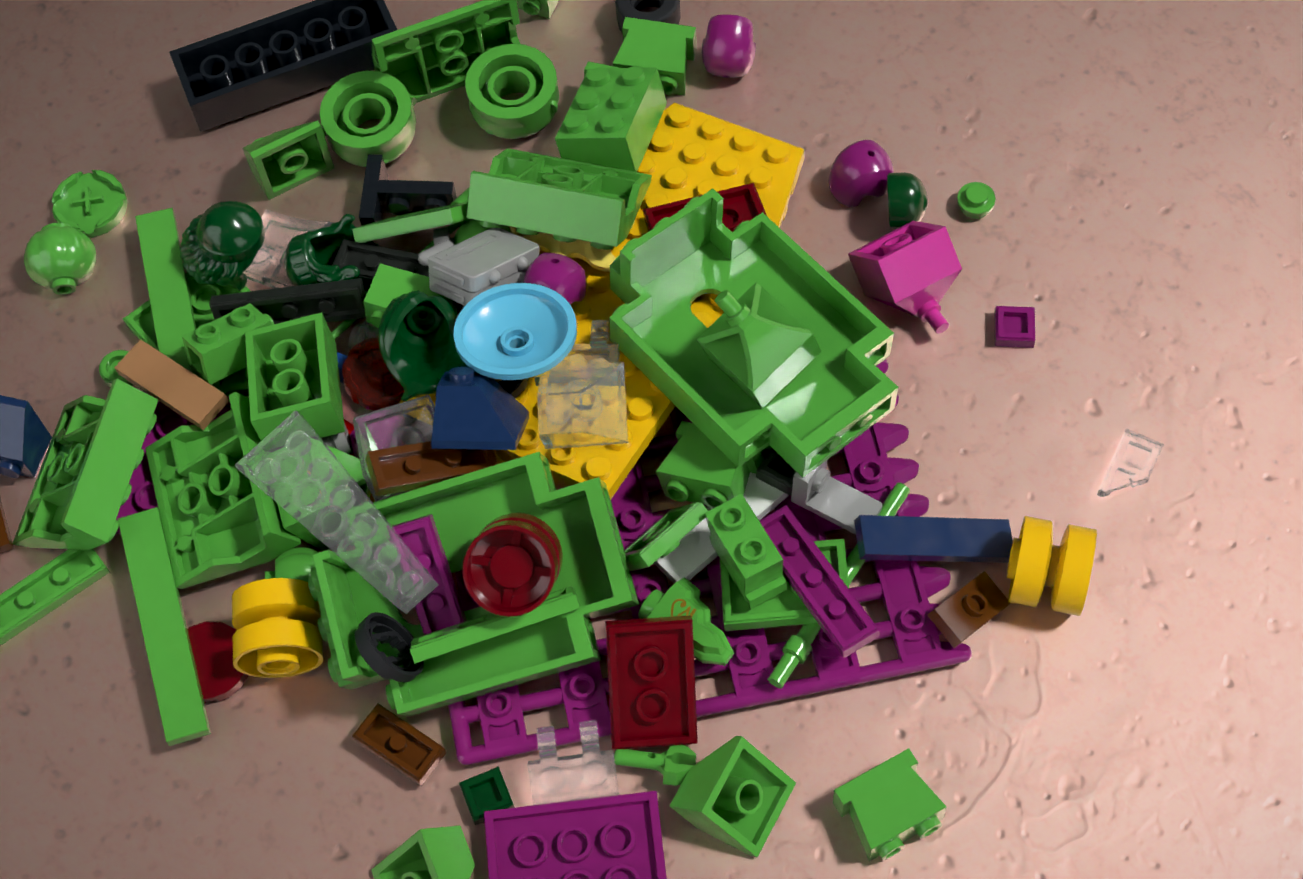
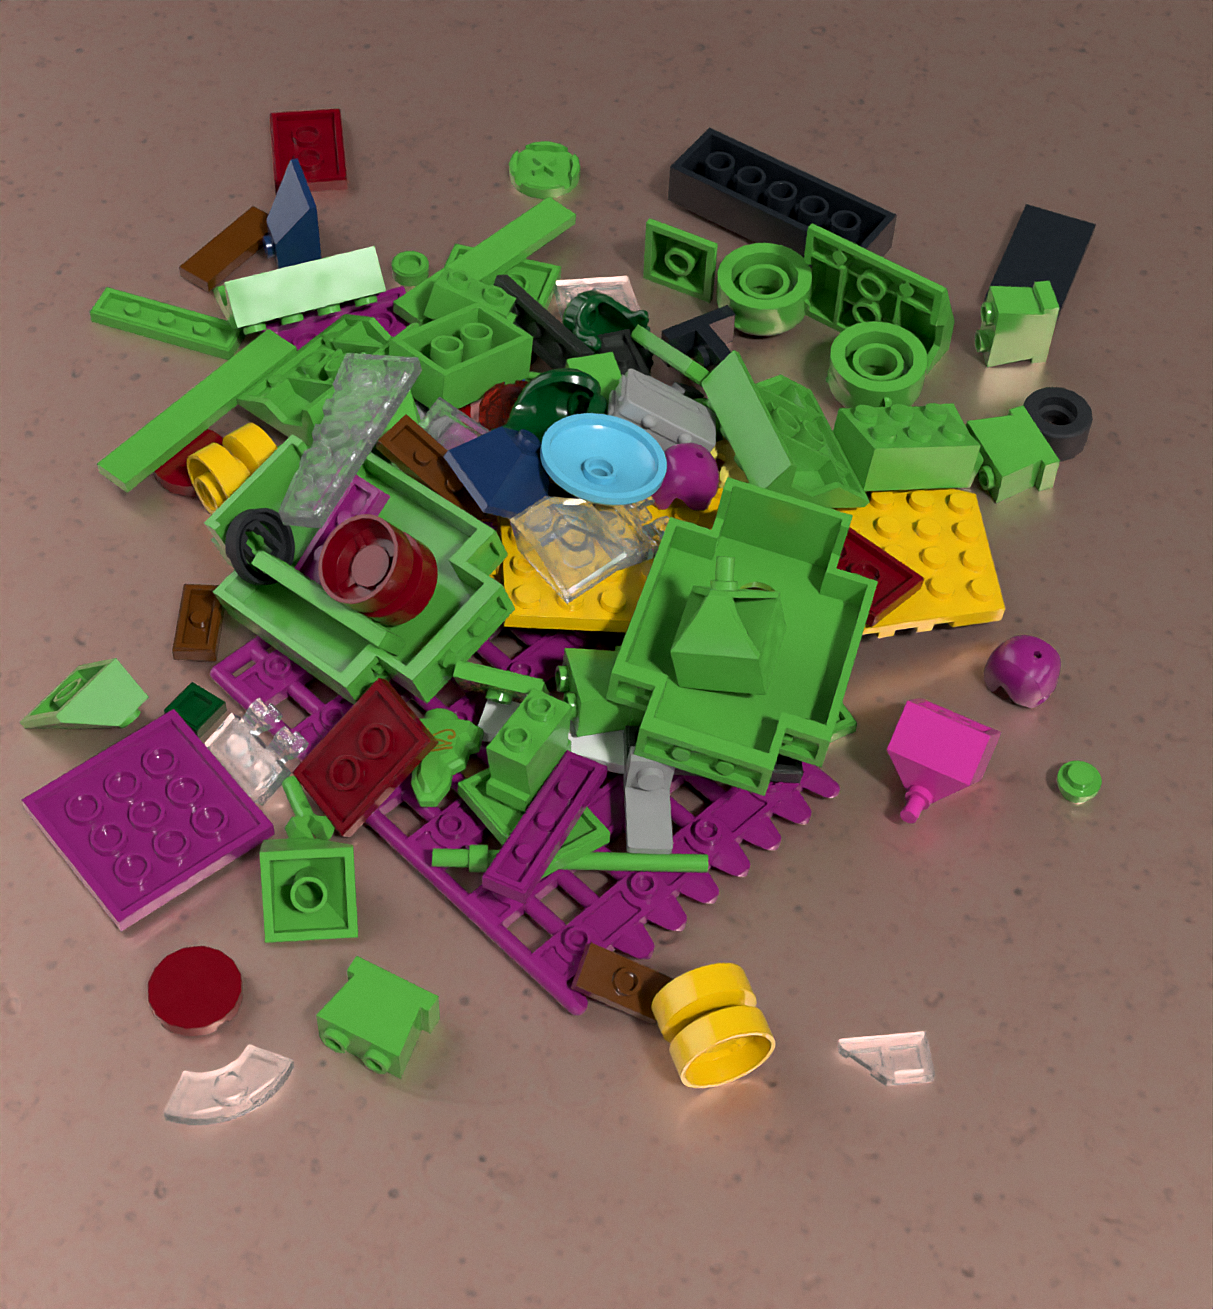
camera: 50 degrees right, 10 degrees down
(60, 258) = (477, 175): bright green plant -> none
(172, 384) = (407, 290): medium nougat tile -> none
(222, 244) = (560, 251): dark green hair -> none
(728, 46) = (1063, 497): magenta helmet -> none
(905, 199) = (1018, 713): dark green hair -> none
(933, 539) = (663, 902): dark blue tile -> none
(1014, 326) = (966, 883): magenta tile -> none

